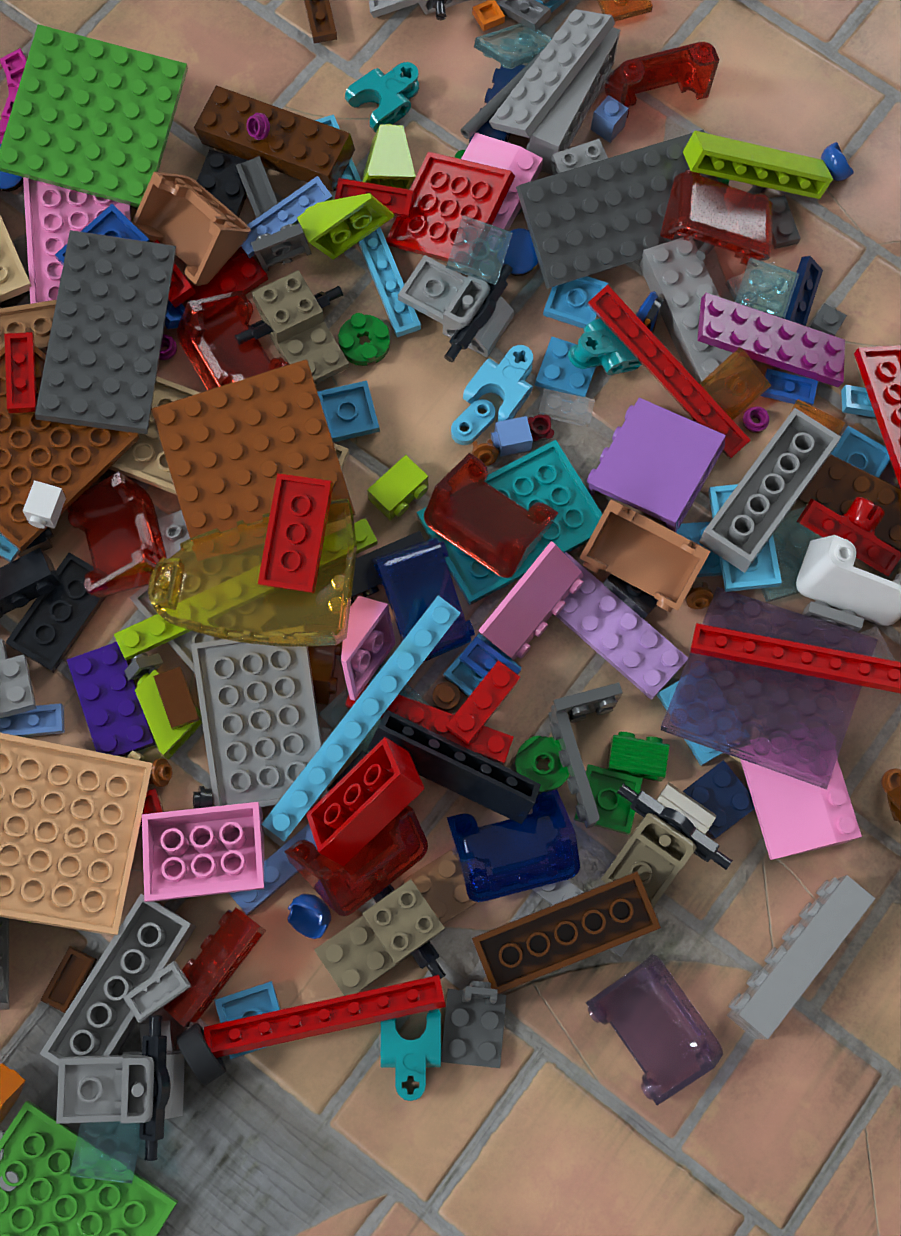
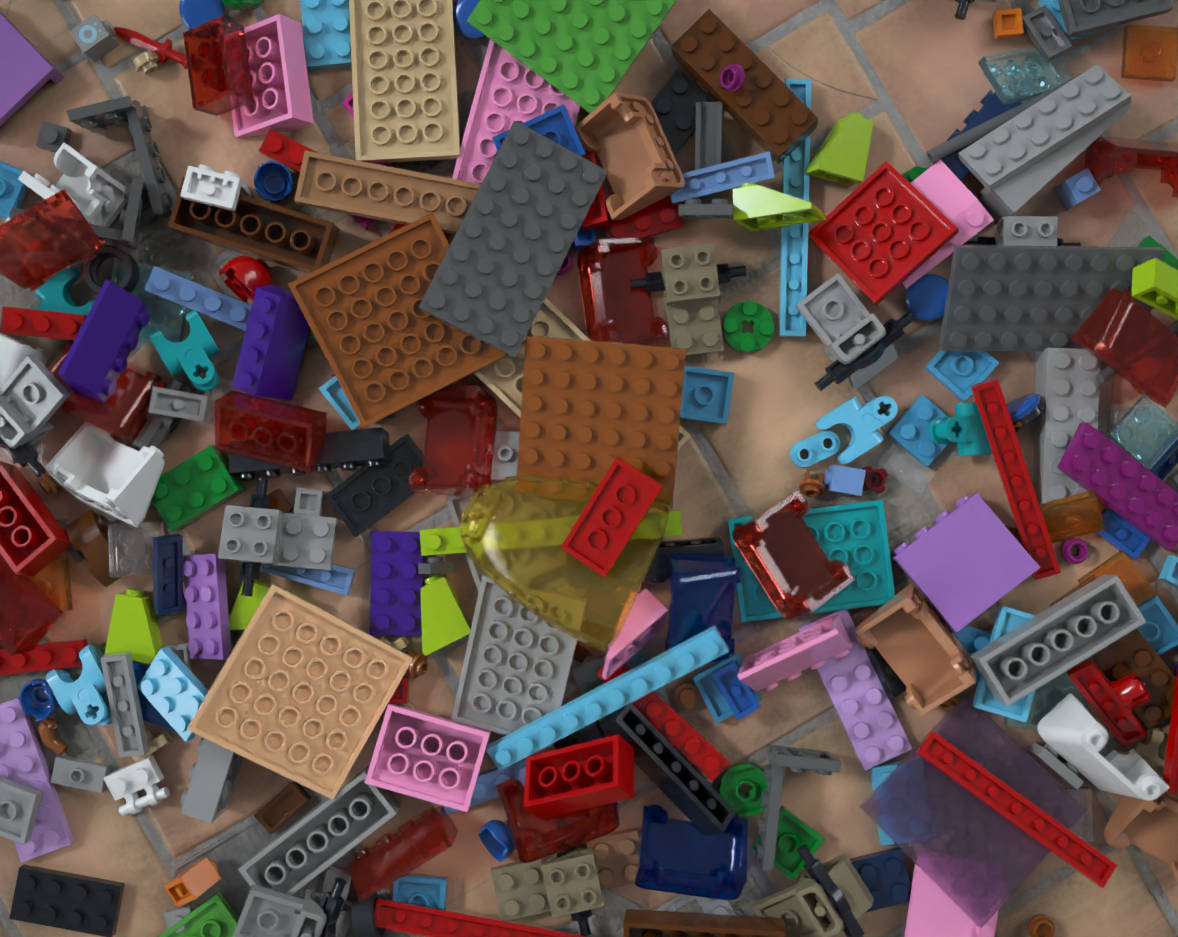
camera: 30 degrees right, 15 degrees up
(20, 372) = (419, 257): red plate -> none
(44, 505) = (397, 399): white brick -> none
(157, 991) = (349, 861): light grey plate -> none
(176, 698) = (453, 612): reddish brown tile -> none
(202, 798) = (444, 703): black plate -> none
(387, 90) = (874, 74): teal piece -> none
(395, 199) = (814, 190): red plate -> none
(398, 488) = (721, 489): lime brick -> none
(479, 250) = (891, 297): clear light blue plate -> none
(483, 702) = (715, 725): red plate -> none
(638, 757) = (829, 818): green brick -> none

